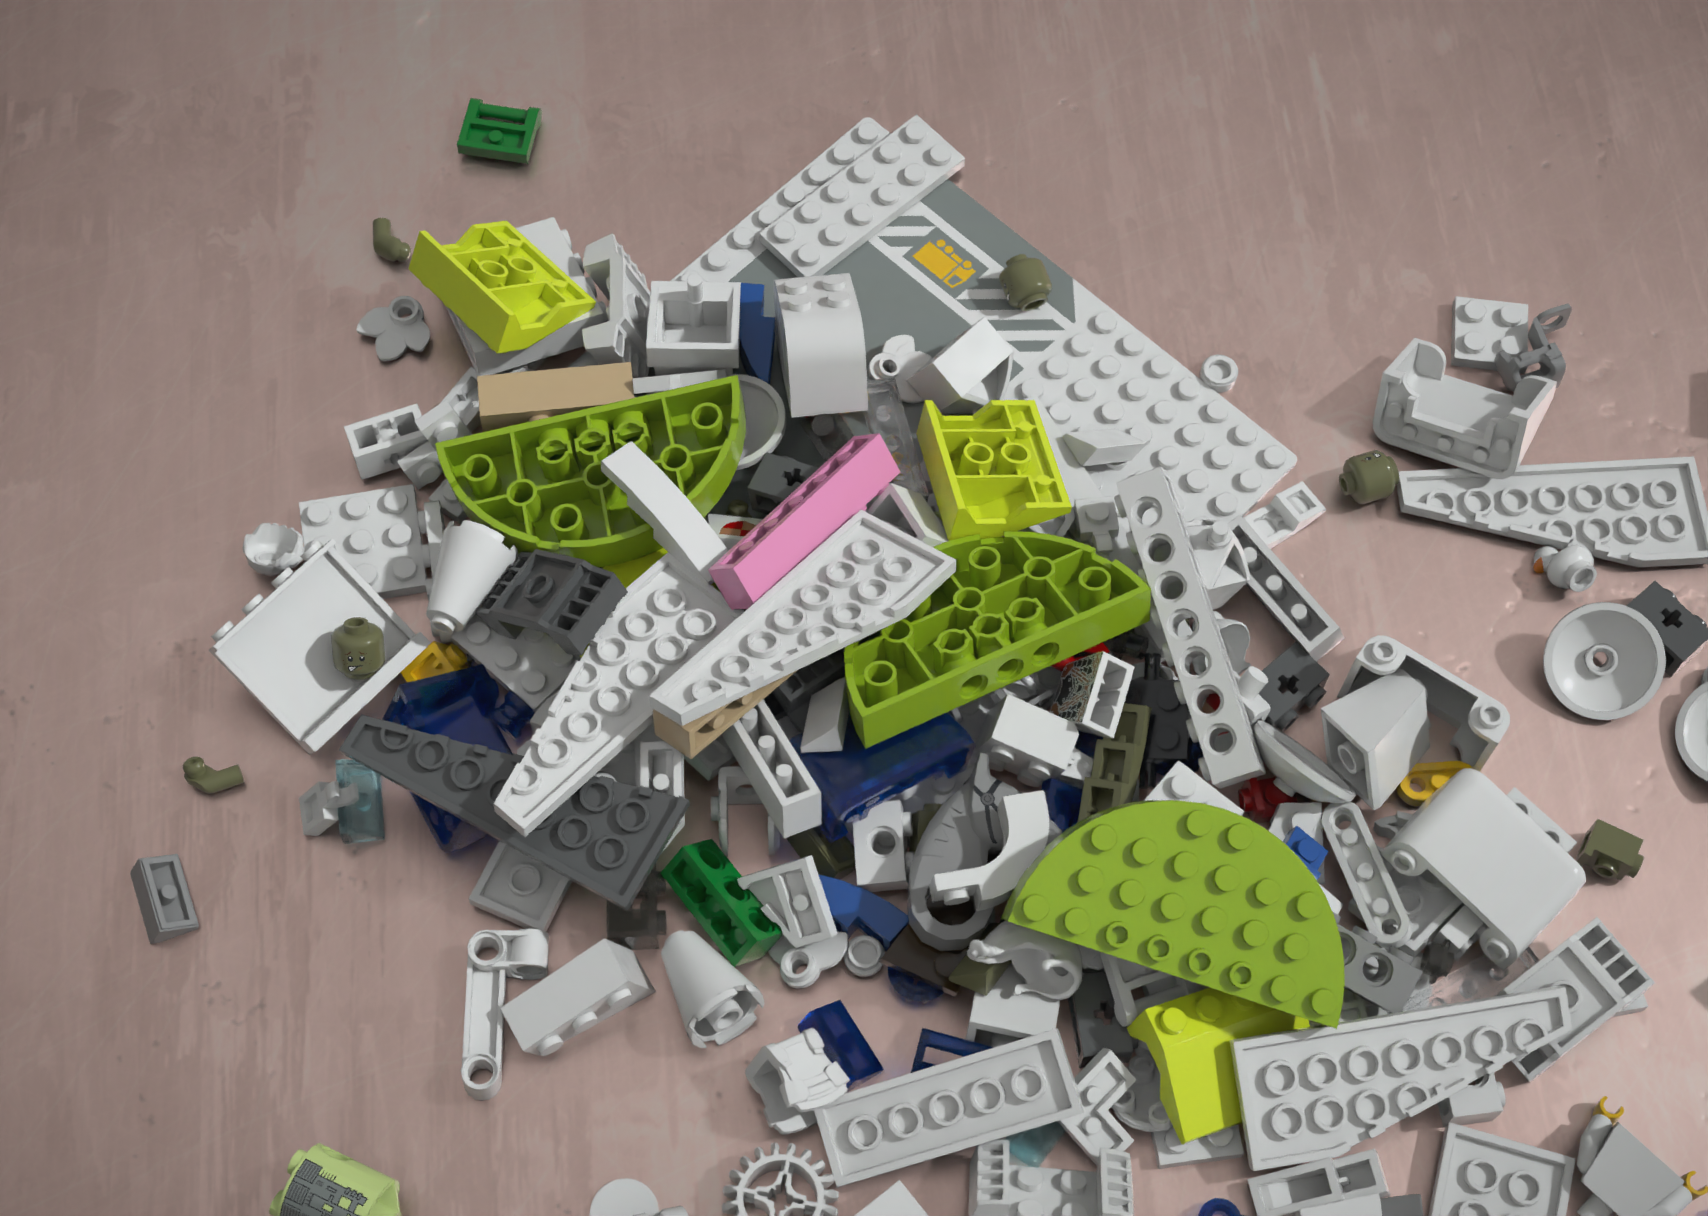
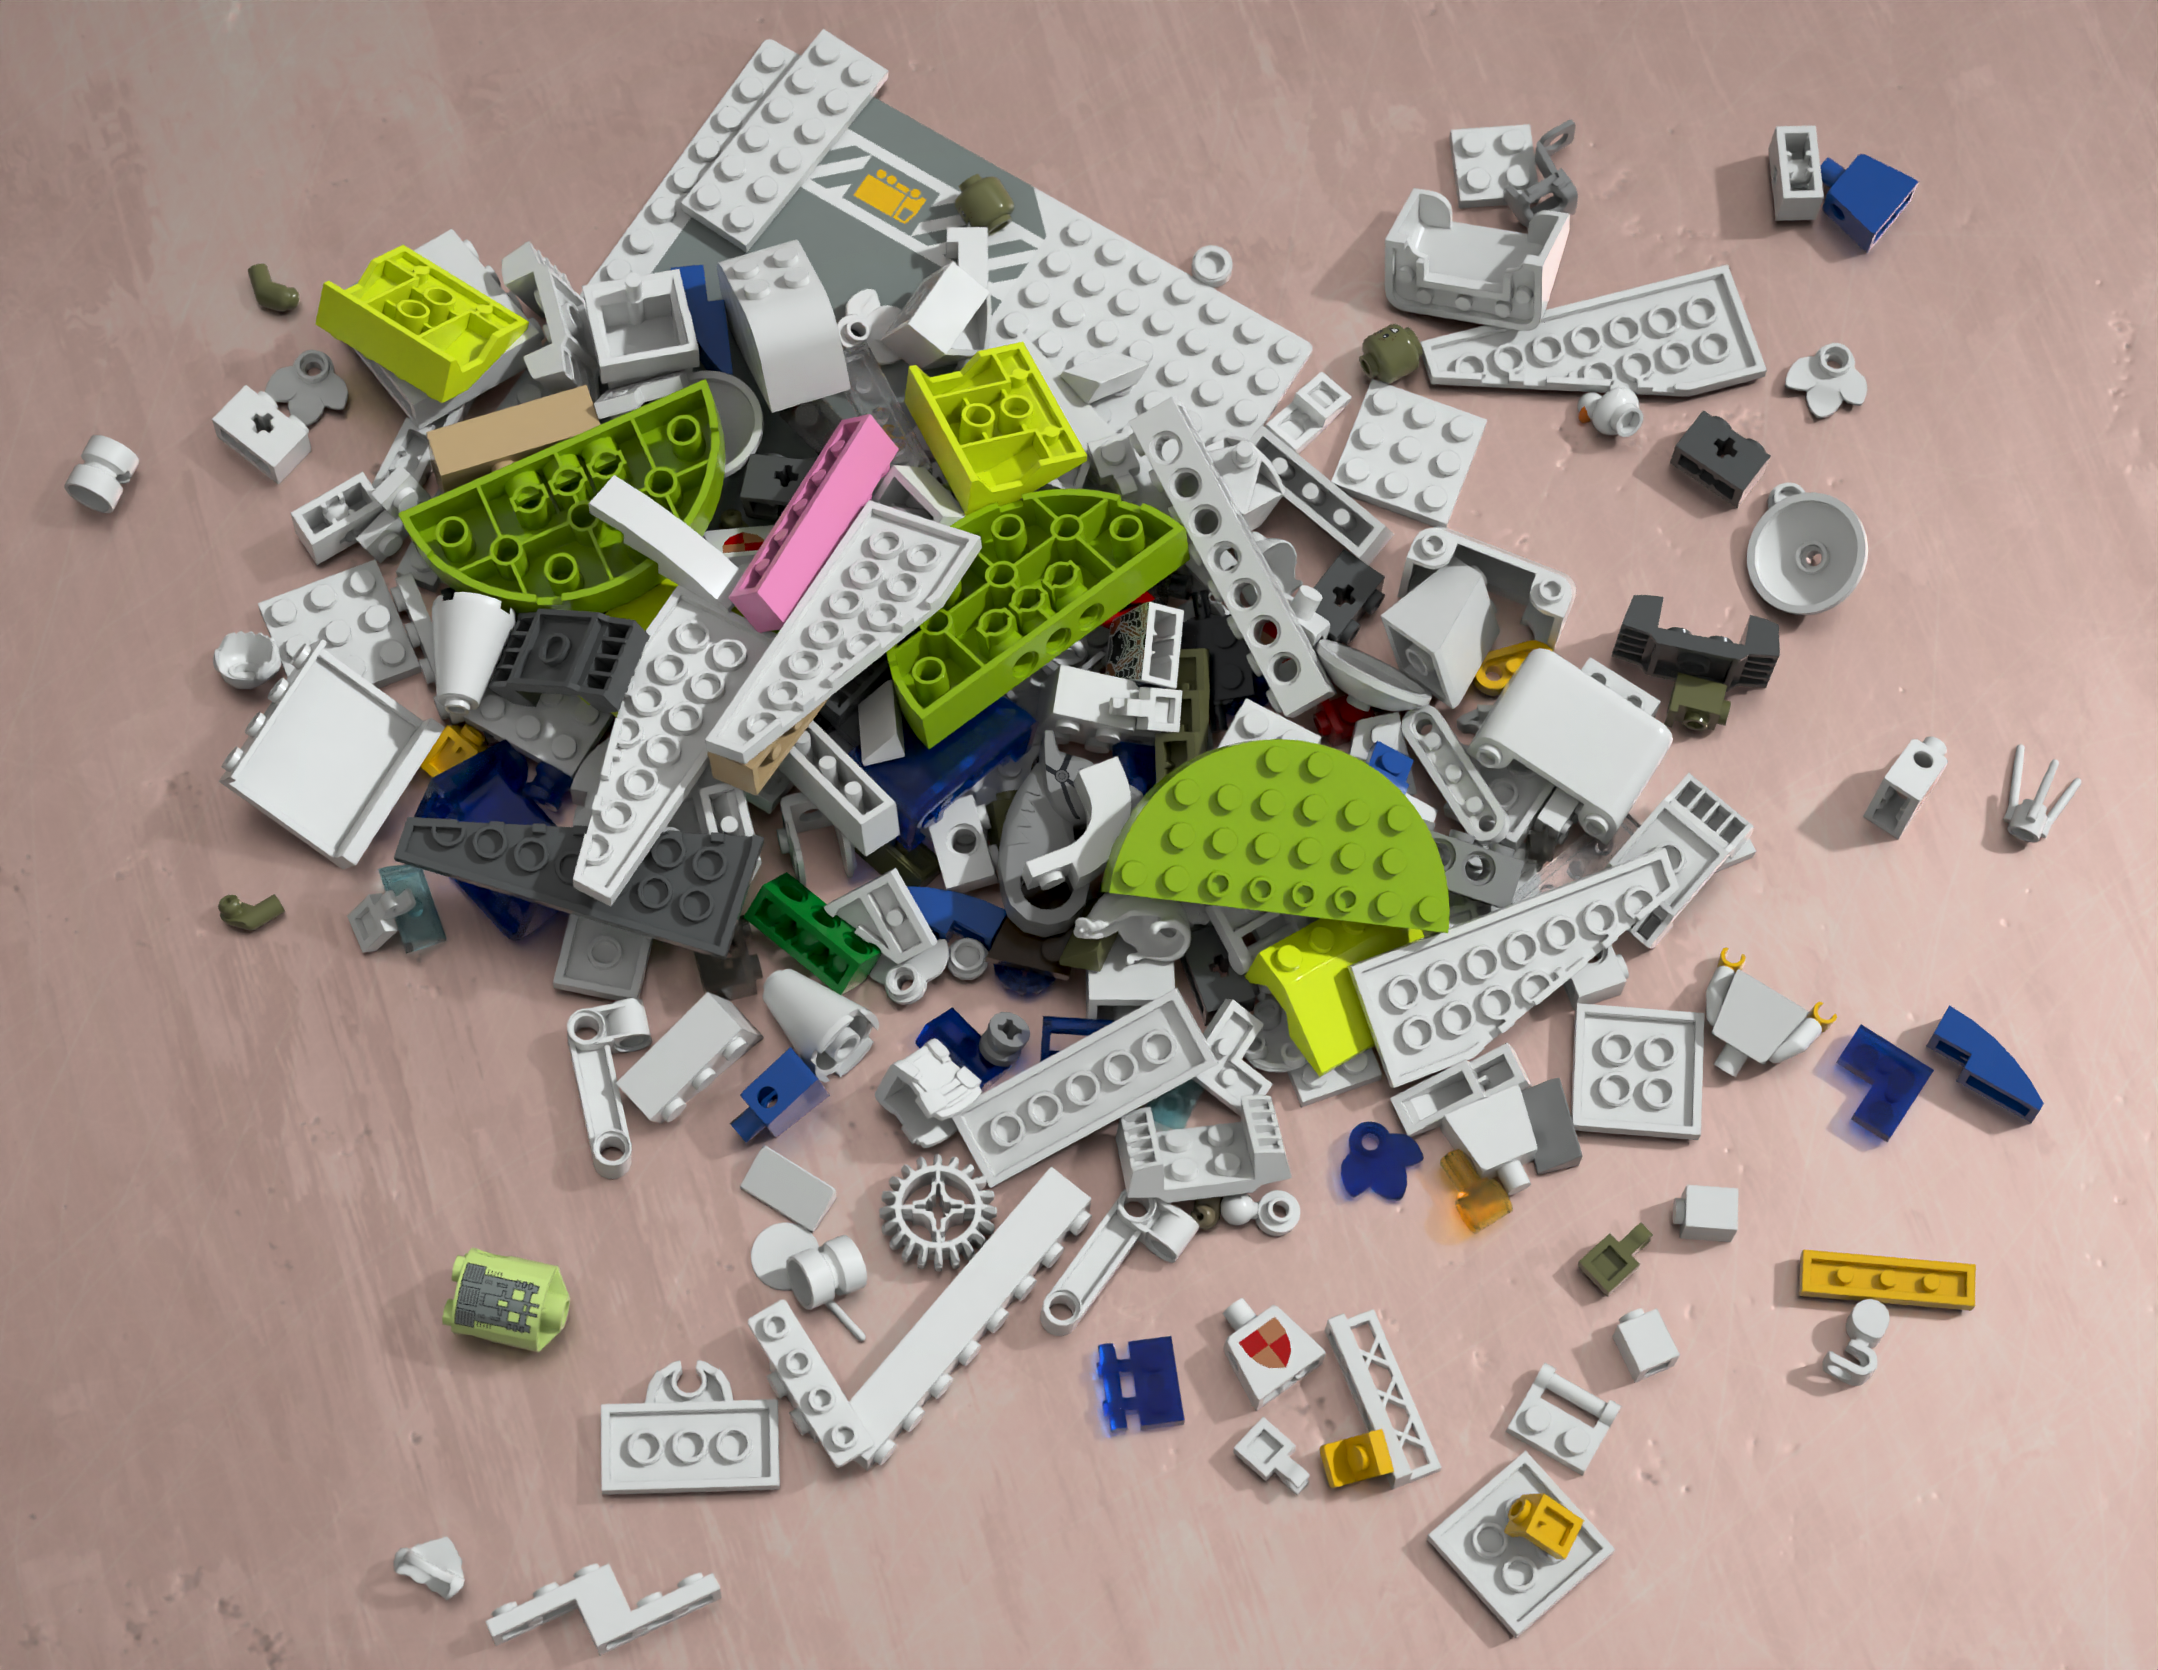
camera: 15 degrees left, 5 degrees up
(163, 897) = (235, 1045): light grey slope -> none
(192, 368) = (104, 469): none -> white wheel
(345, 358) = (246, 427): none -> white brick
(358, 648) = (373, 748): olive head -> none
(498, 138) = (360, 144): green plate -> none
(642, 1147) = (788, 1189): none -> white slope
(666, 1049) = (791, 1085): none -> blue torso
(871, 1041) = (1004, 1039): none -> light grey wheel
(1004, 316) = (971, 250): none -> white leg
(1089, 753) = (1155, 709): none -> white plate
(1370, 569) = (1408, 454): none -> white plate
(1599, 796) = (1675, 650): none -> dark grey plate
(1631, 668) = (1681, 529): white dish -> none

